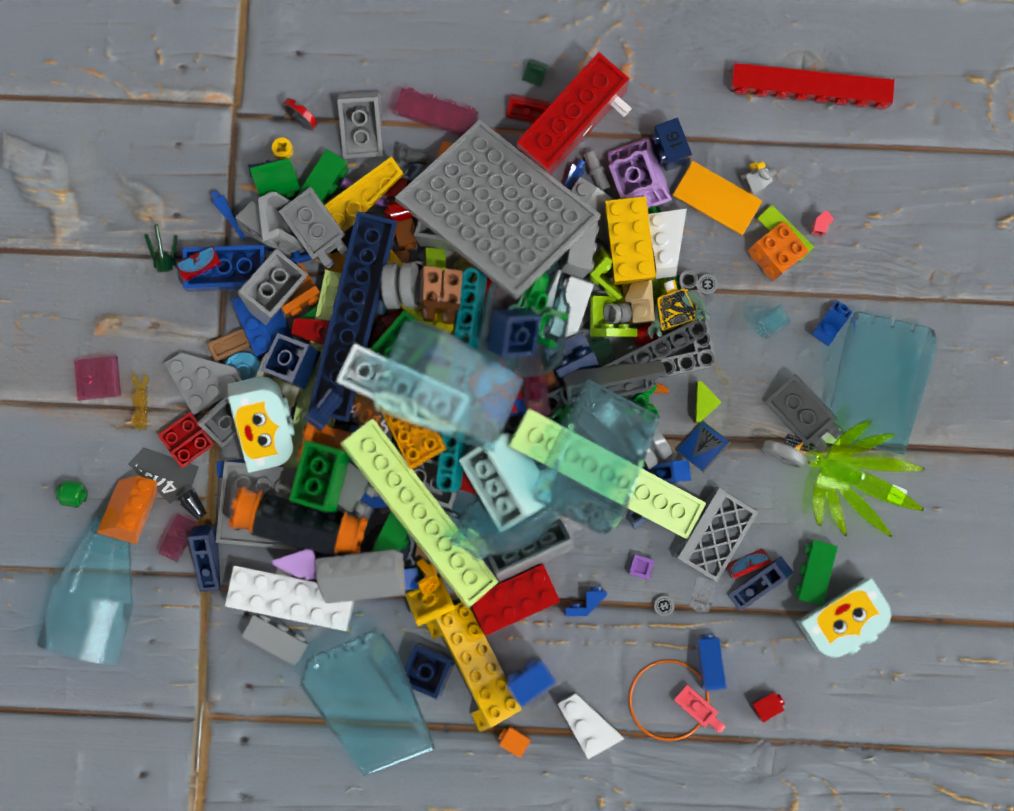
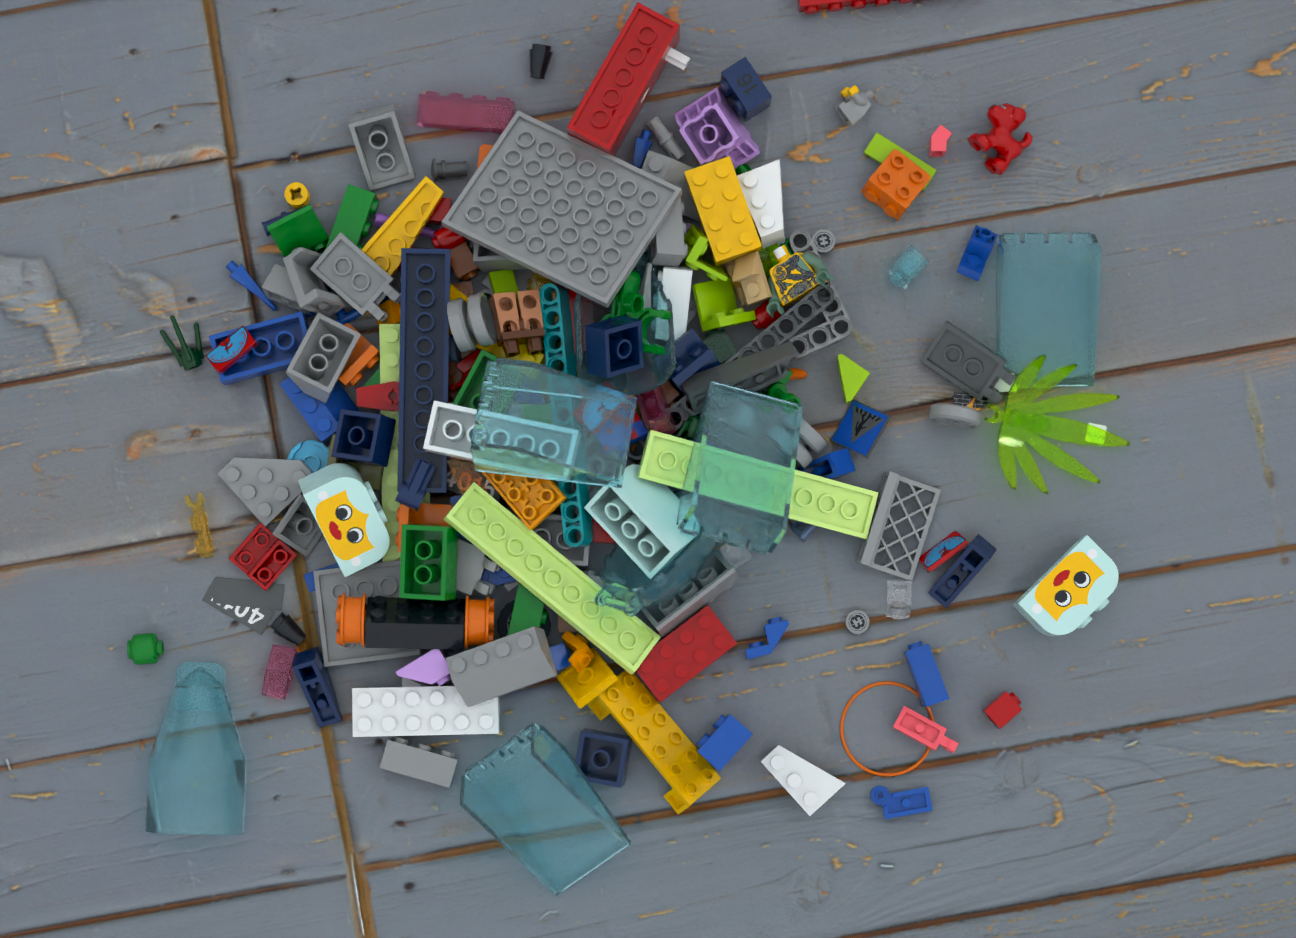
camera: 10 degrees left, 0 degrees up
(97, 378) = (144, 509): clear pink slope -> none
(129, 509) = (215, 650): orange slope -> none
(229, 345) = (287, 435): medium nougat tile -> none
(299, 114) = (308, 151): tile -> none
(413, 171) = (455, 187): sand blue slope -> none
(507, 82) = (539, 60): none -> black cone
(514, 741) = (720, 816): orange brick -> none
(525, 108) = (568, 85): red slope -> none
(535, 72) = (569, 41): clear green slope -> none
(617, 313) = (728, 297): light grey wheel -> none
(641, 567) = (821, 583): medium lavender plate -> none
(667, 764) = (901, 802): none -> blue hinge
(717, 198) = (812, 139): light orange tile -> none
(816, 572) = (1022, 543): green brick -> none
(879, 218) = (1004, 120): none -> red animal

